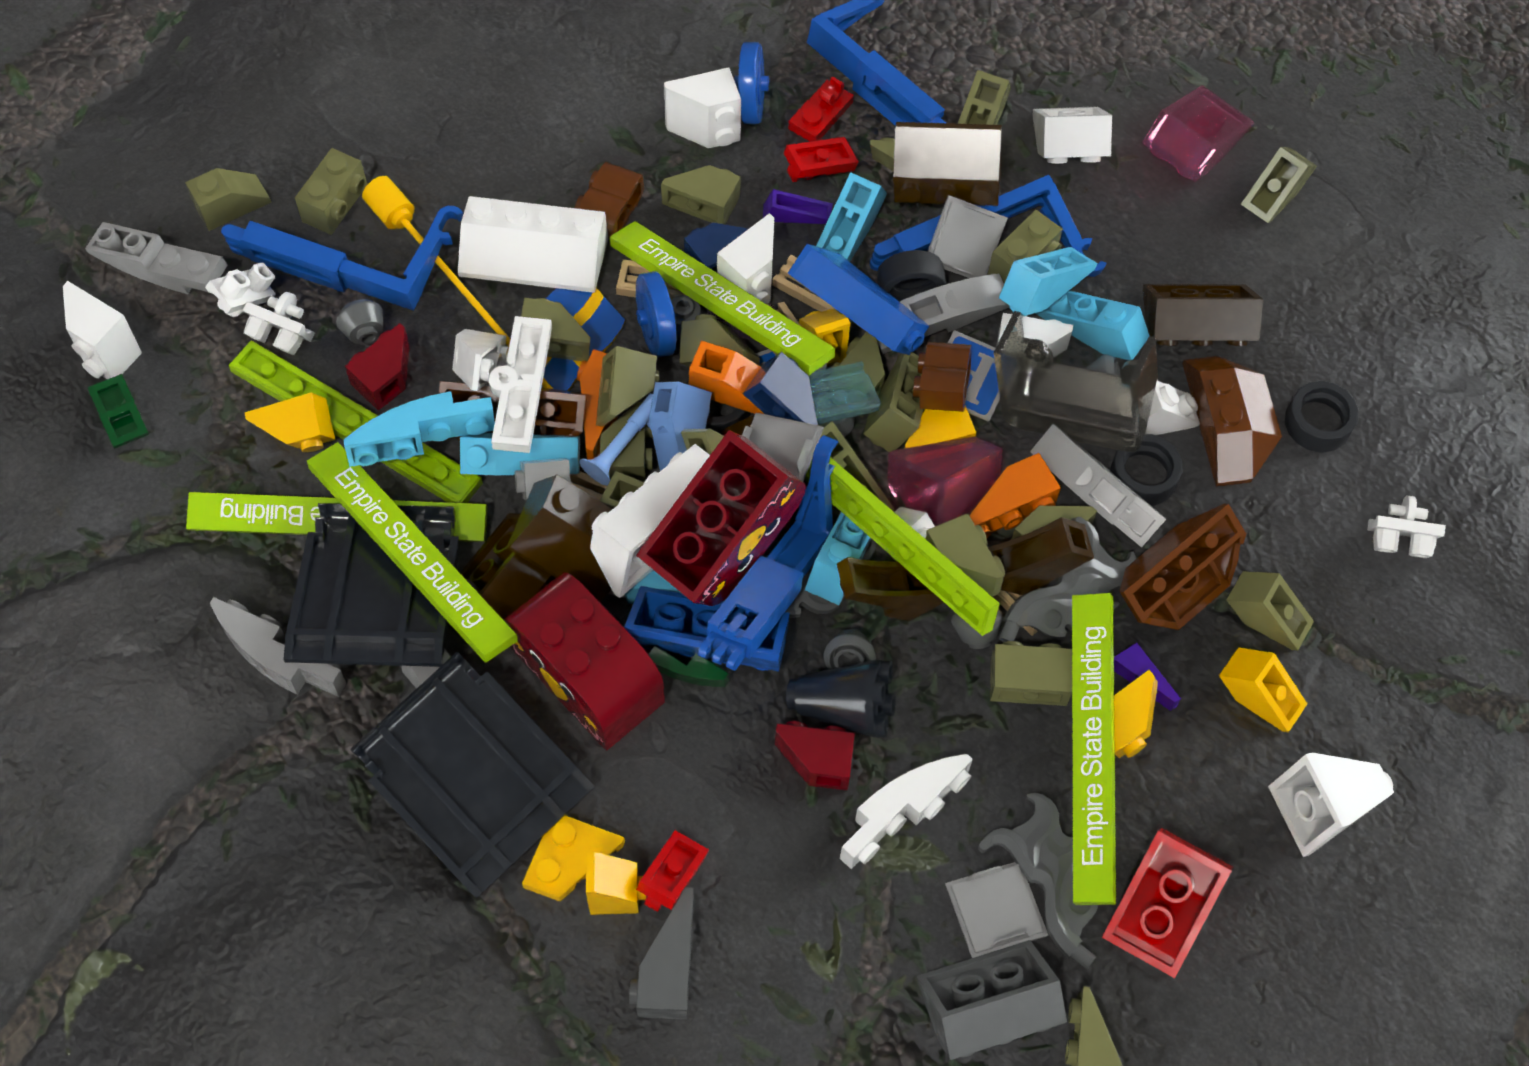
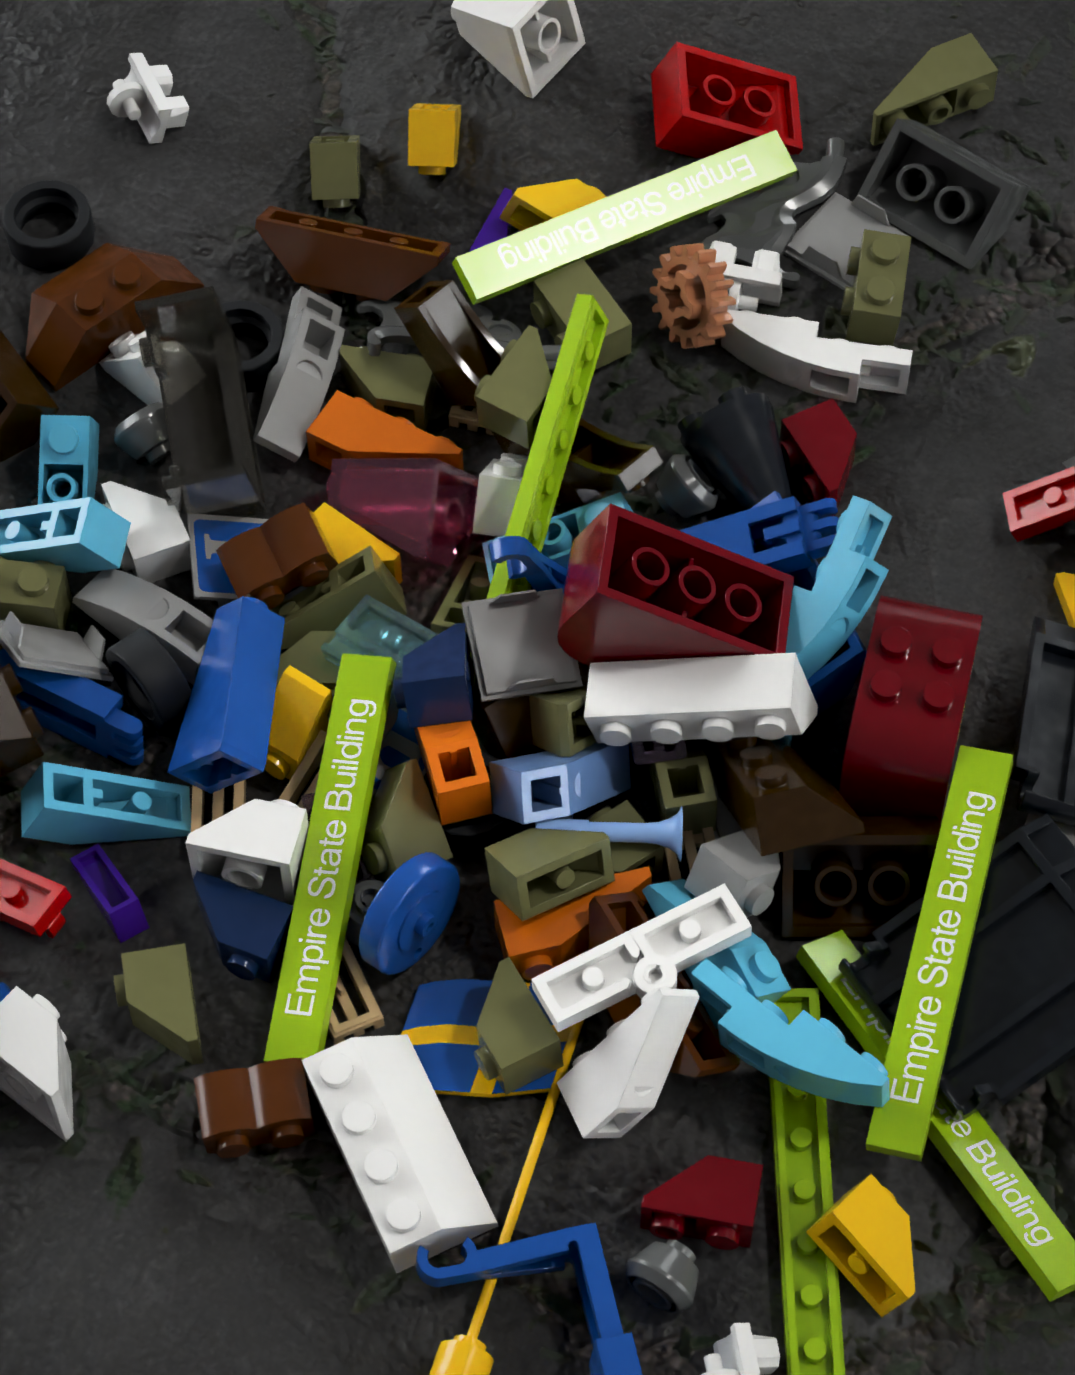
camera: 120 degrees left, 5 degrees down
(667, 626) = (843, 587): none -> medium azure slope
(928, 880) = (877, 288): none -> olive brick
(996, 745) = (692, 295): none -> nougat gear
(996, 795) = (751, 284): none -> white hips

